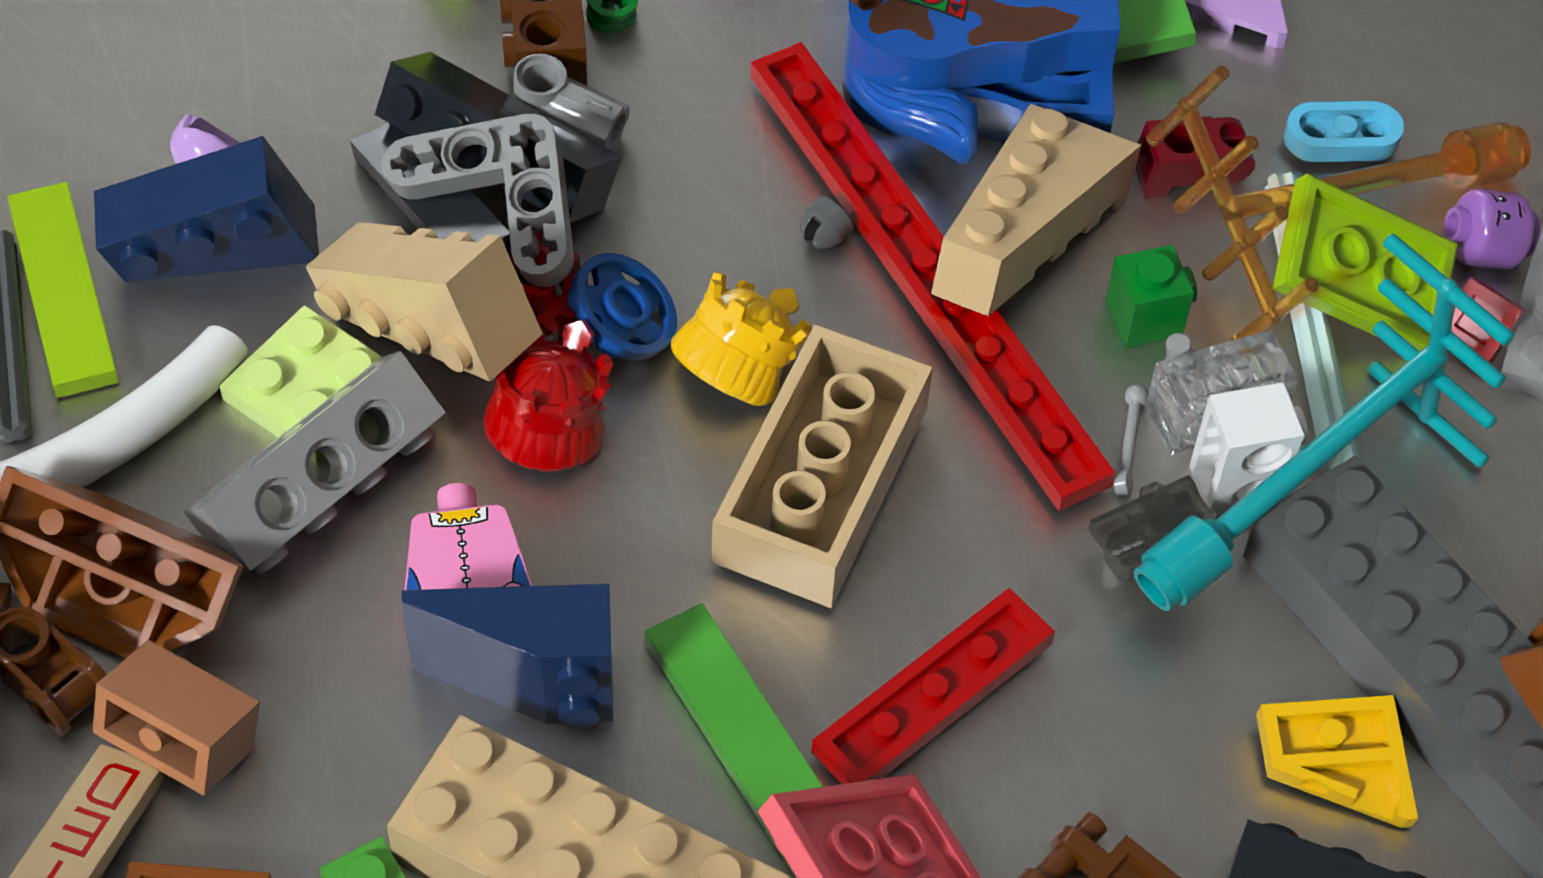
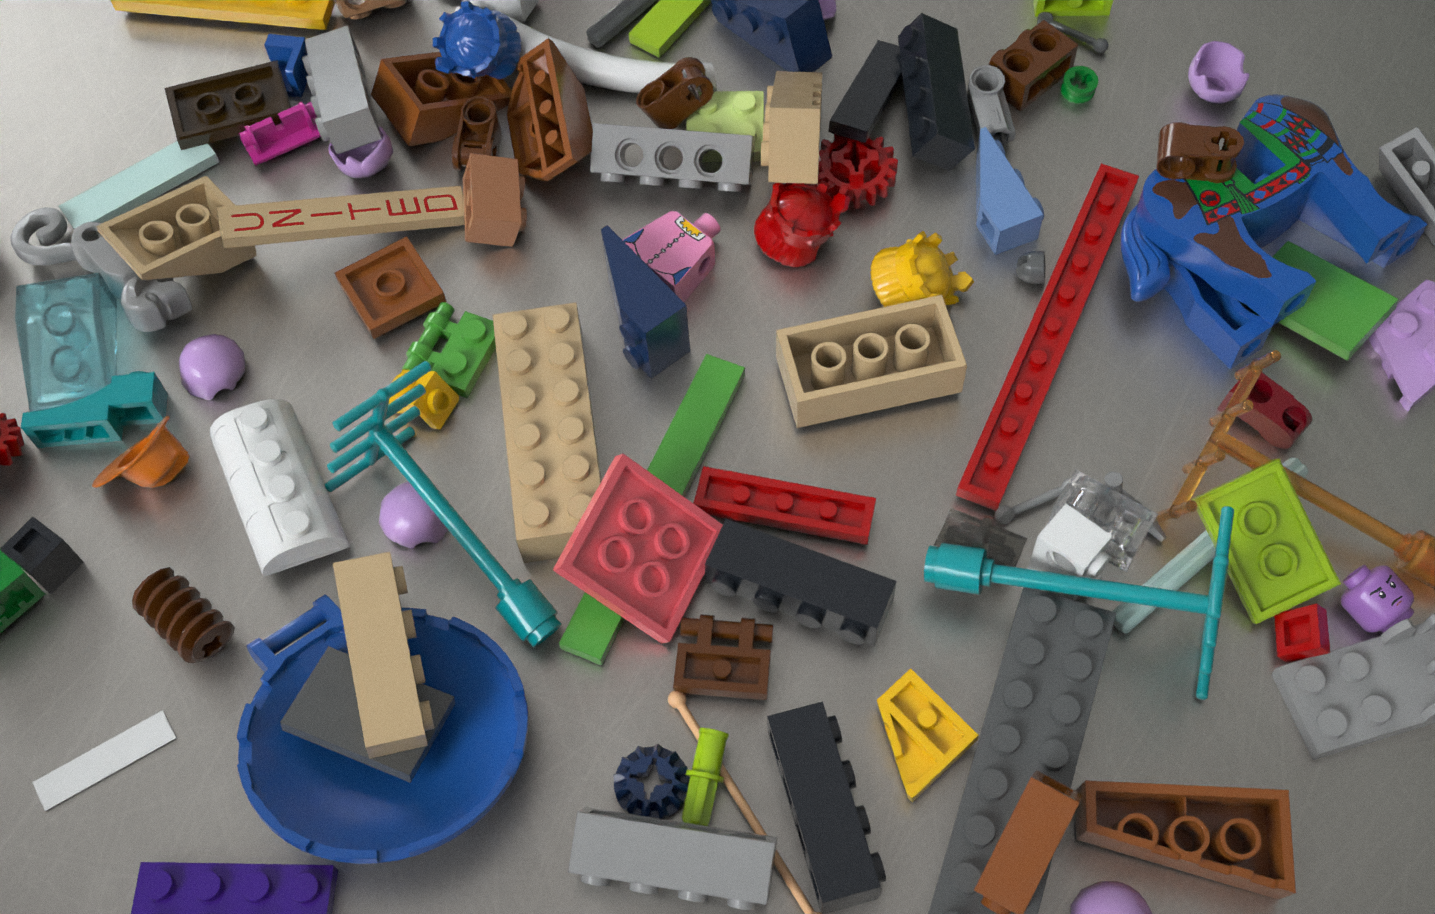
camera: 60 degrees right, 5 degrees up
(228, 393) = (673, 96): none -> reddish brown piece
(503, 164) = (916, 95): light grey beam -> none
(622, 310) = (885, 212): blue wheel -> none
(708, 187) = (1004, 207): none -> medium blue slope
(1029, 204) = (1130, 345): tan wedge -> none
(1057, 745) = (800, 583): none -> black brick
(1150, 295) = (1138, 447): green brick -> none
(1343, 131) = (1371, 476): medium azure plate -> none

